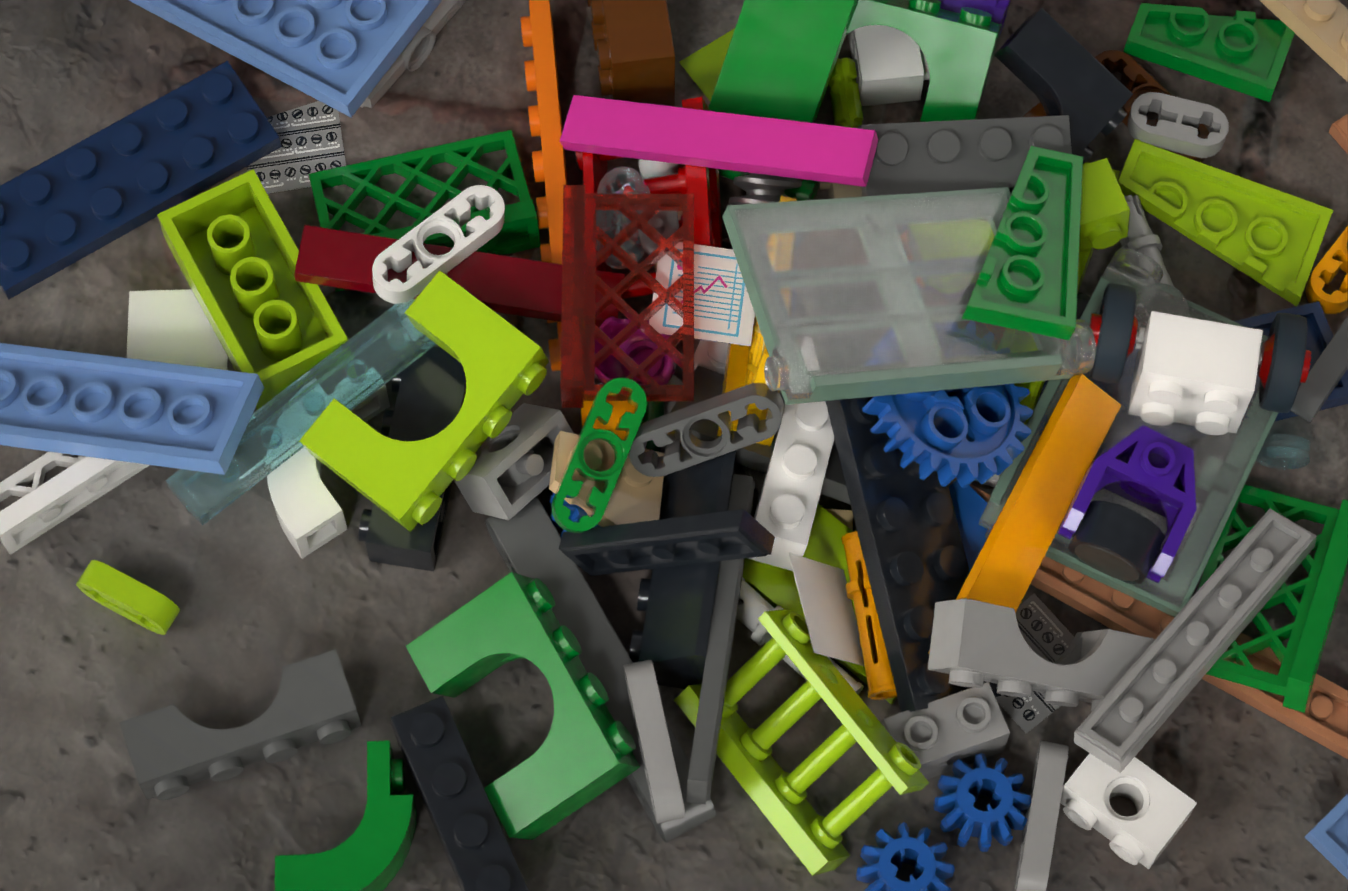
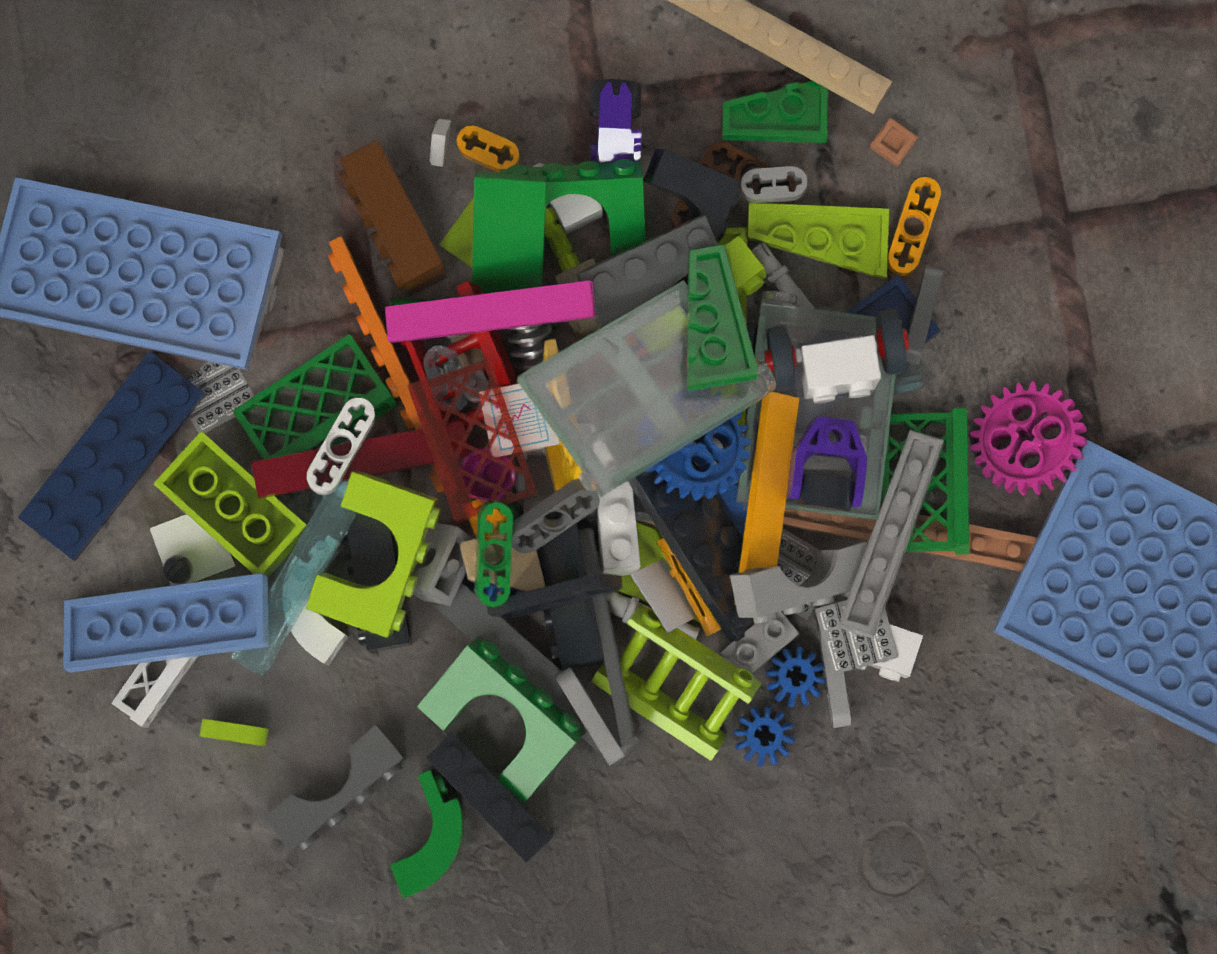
camera: 15 degrees left, 15 degrees up
(156, 352) = (181, 575): none -> black hinge
(1084, 784) = (851, 650): none -> light grey sticker

